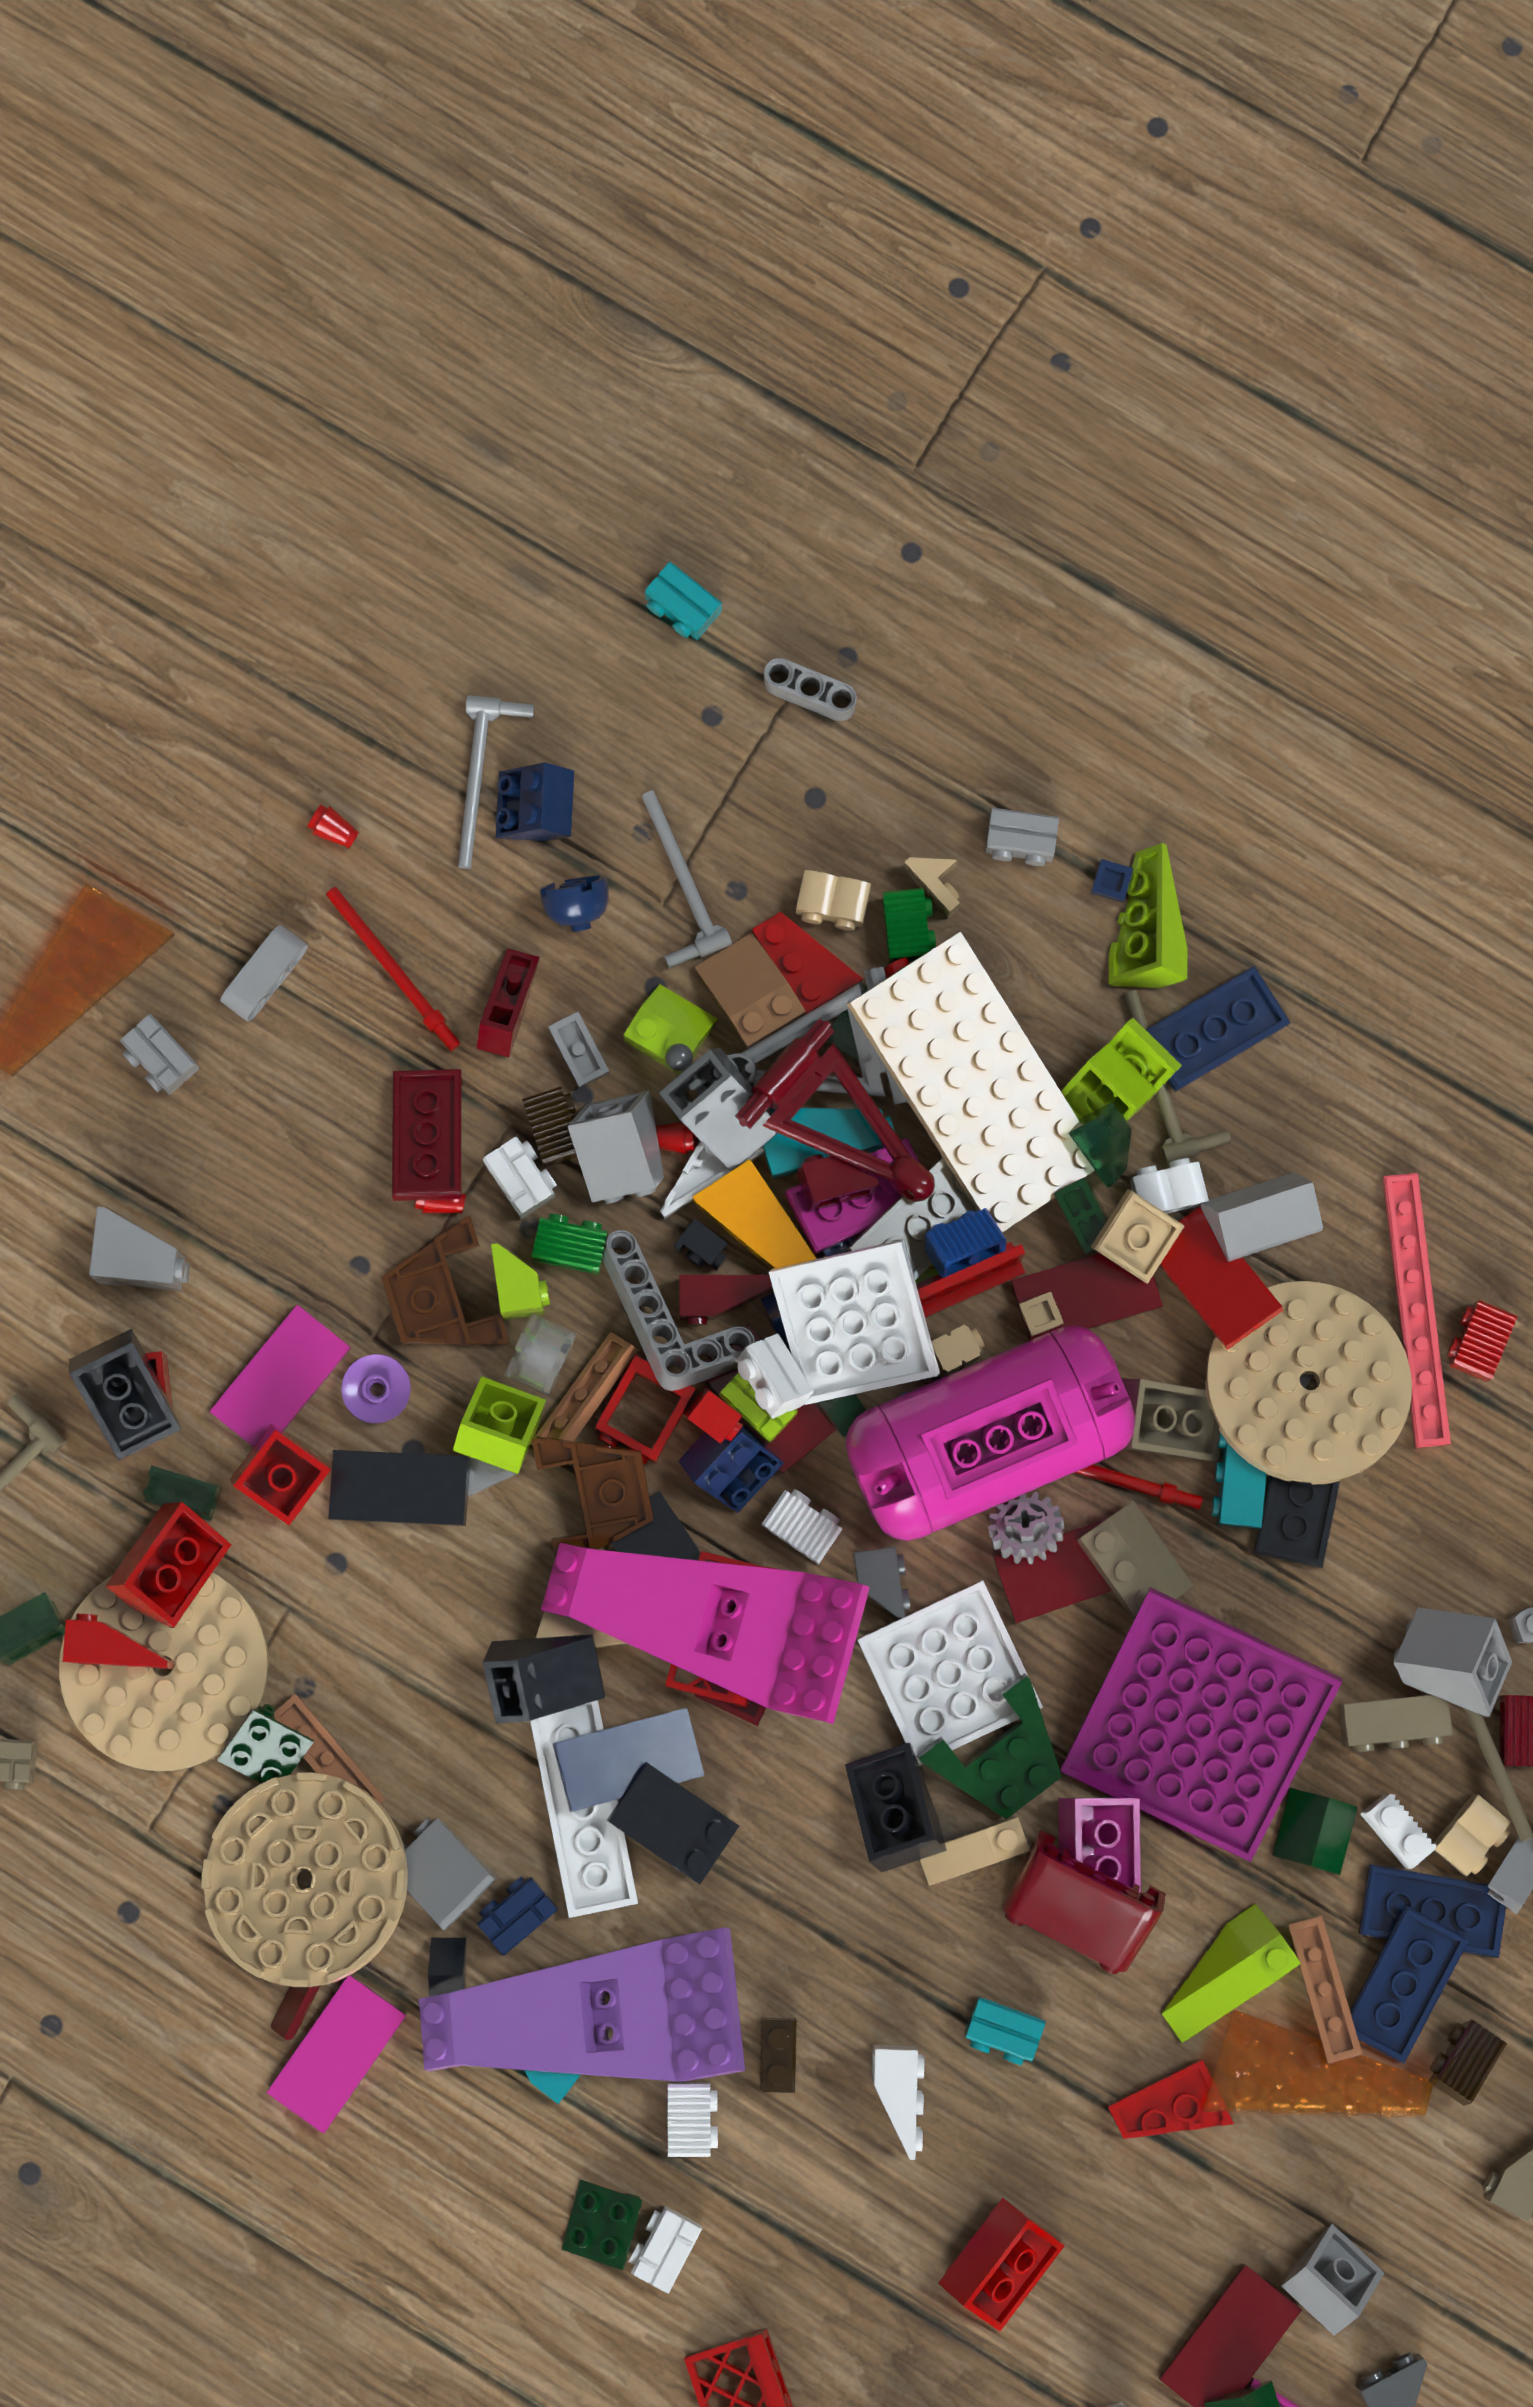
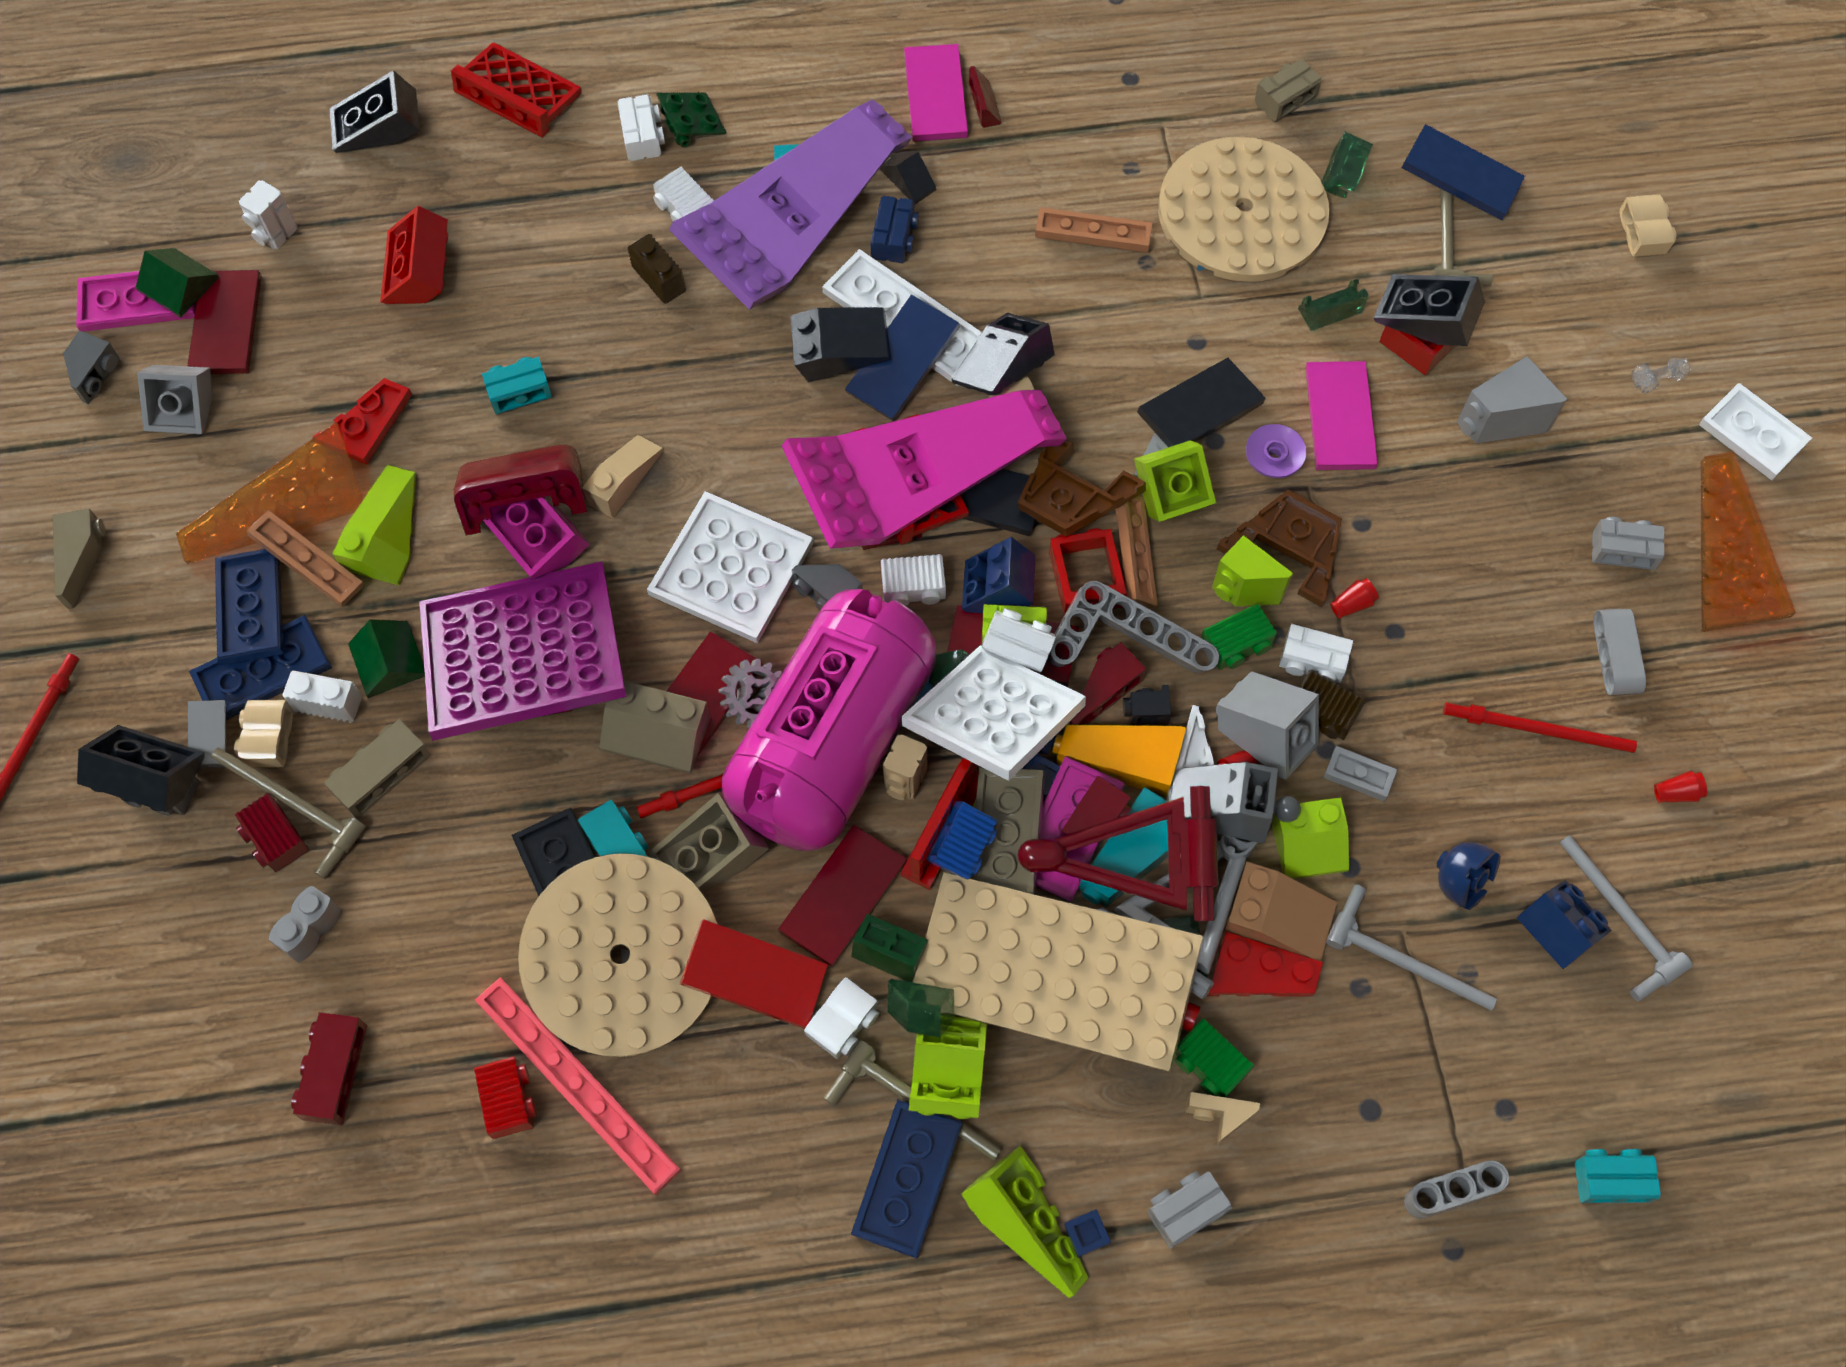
camera: 145 degrees right, 15 degrees down
(102, 1644) = (1286, 181): red slope -> none
(168, 1564) = (1299, 249): red slope -> none
(265, 1747) = (1142, 198): hinge -> none
(280, 1474) = (1284, 350): red brick -> none
(354, 1890) = (1004, 158): tan plate -> none
(427, 1135) = (1404, 630): dark red tile -> none
(444, 1873) = (961, 214): light grey slope -> none
(507, 1003) = (1441, 764): dark red slope -> none
(540, 1354) = (1189, 546): clear brick -> none
(714, 1416) = (1038, 581): red slope -> none
(833, 900) = (1284, 1034): tan brick -> none
(894, 1808) = (698, 453): black slope -> none
(895, 2079) = (559, 295): white slope -> none
(1012, 1766) = (640, 534): dark green wing -> none
(1041, 1314) = (864, 845): tan plate -> none
(1137, 1236) = (837, 954): tan tile -> none
(1264, 1215) = (753, 1053): light grey slope -> none
(1454, 1658) = (358, 833): light grey slope -> none
(1466, 2061) = (167, 584): dark brown brick -> none

